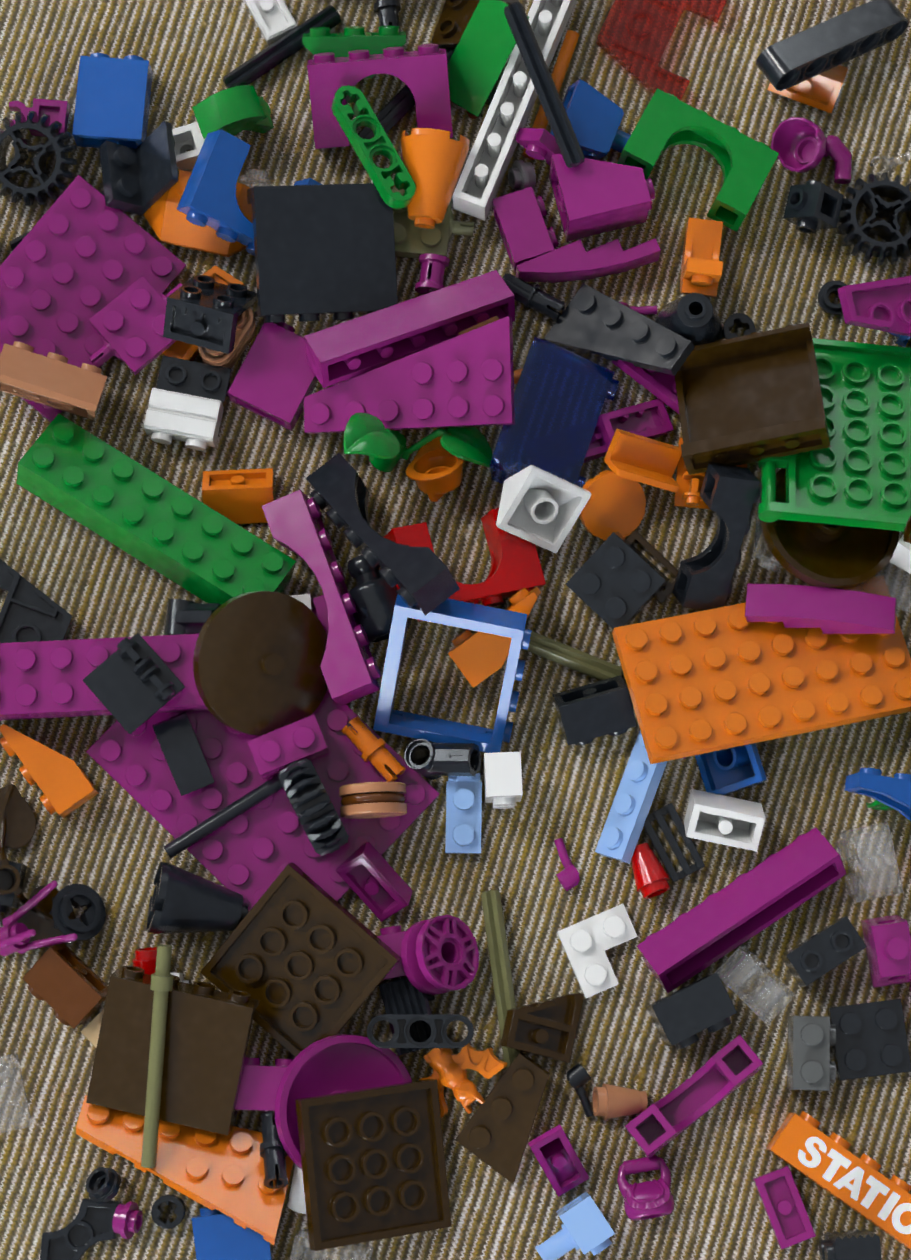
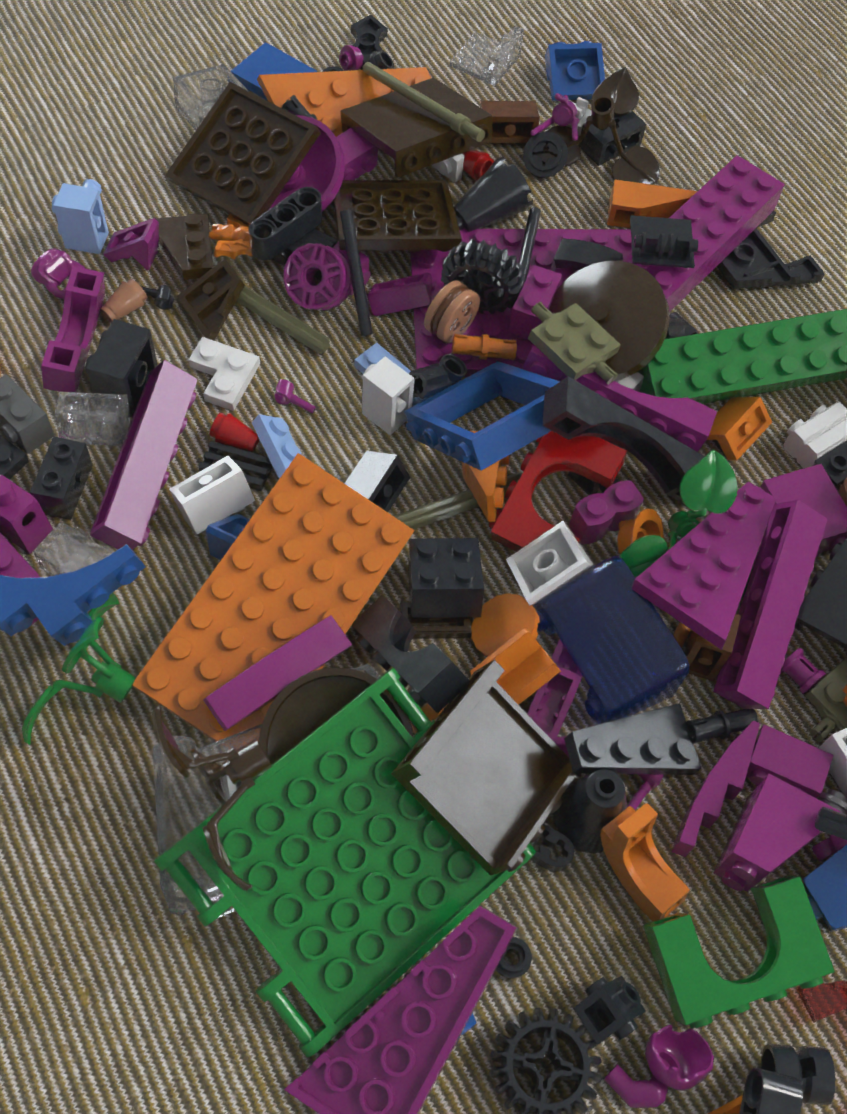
camera: 130 degrees right, 20 degrees down
(326, 657) = (574, 342): none -> olive plate
(408, 922) = (356, 272): none -> black bar
(446, 522) = (604, 511): none -> magenta brick
(745, 77) = (809, 1065): none -> black wheel

